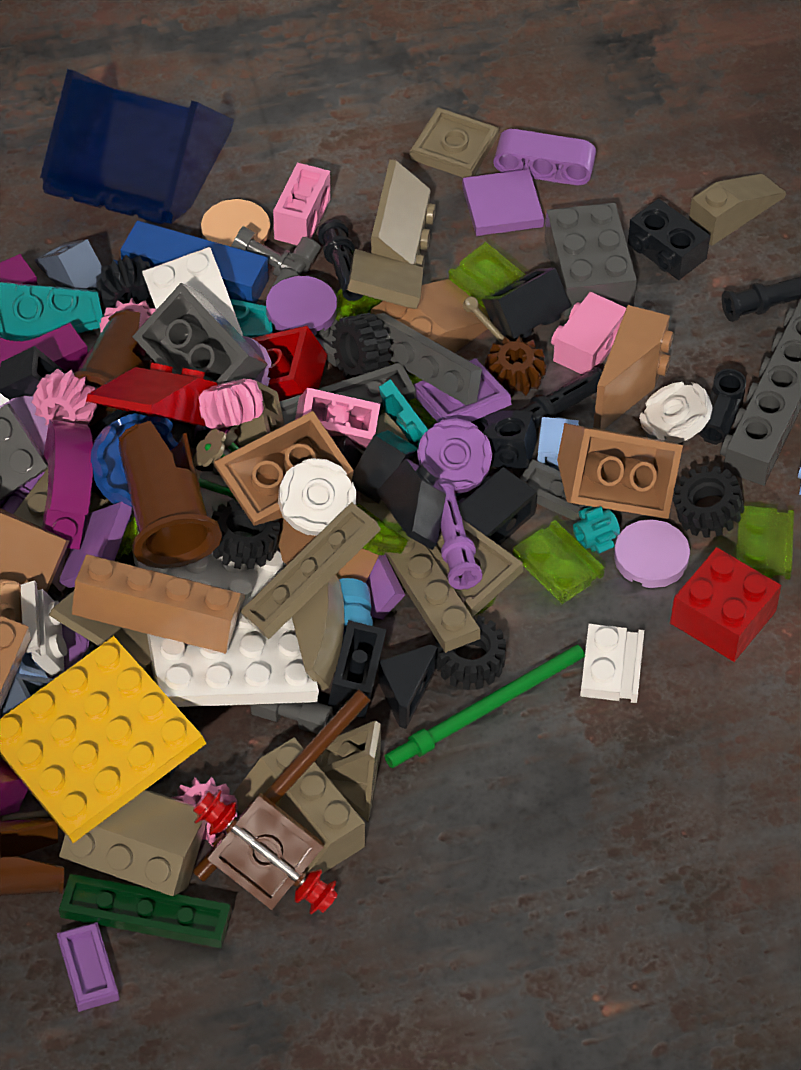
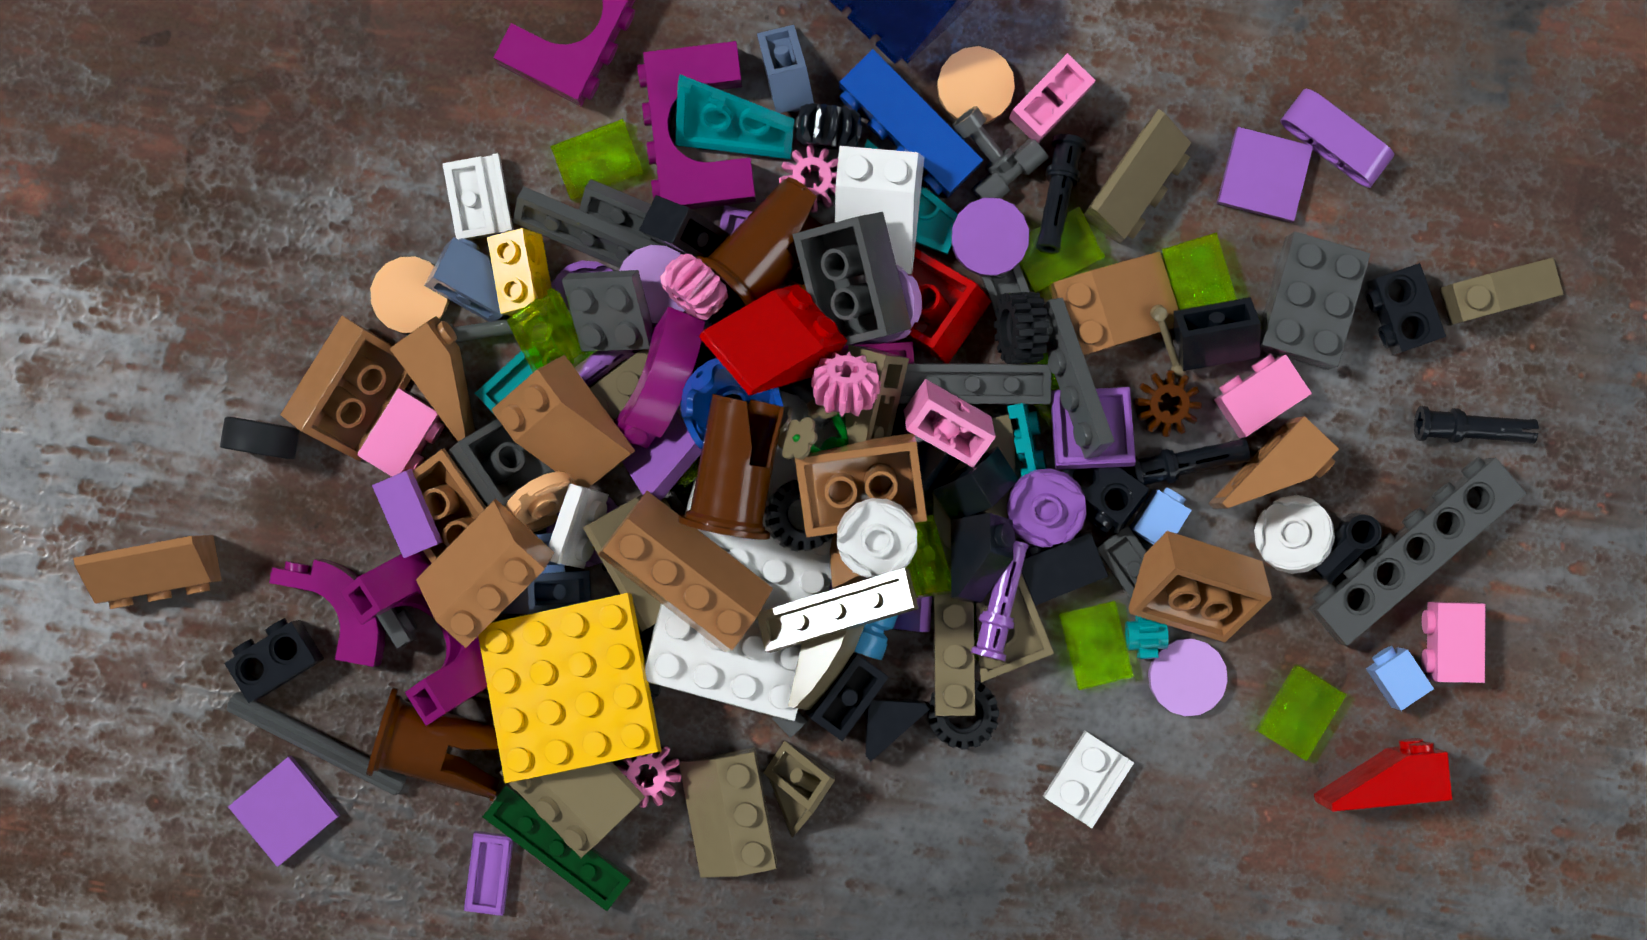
camera: 25 degrees right, 35 degrees up
(265, 851) = (677, 857): reddish brown plate -> none
(300, 764) = (655, 819): reddish brown bar -> none
(385, 279) = (1084, 255): dark tan tile -> none
(425, 740) = (874, 785): green bar -> none
(454, 143) = (1255, 68): dark tan tile -> none
(704, 485) = (1269, 628): black tyre -> none
(725, 604) = (1222, 775): red brick -> none

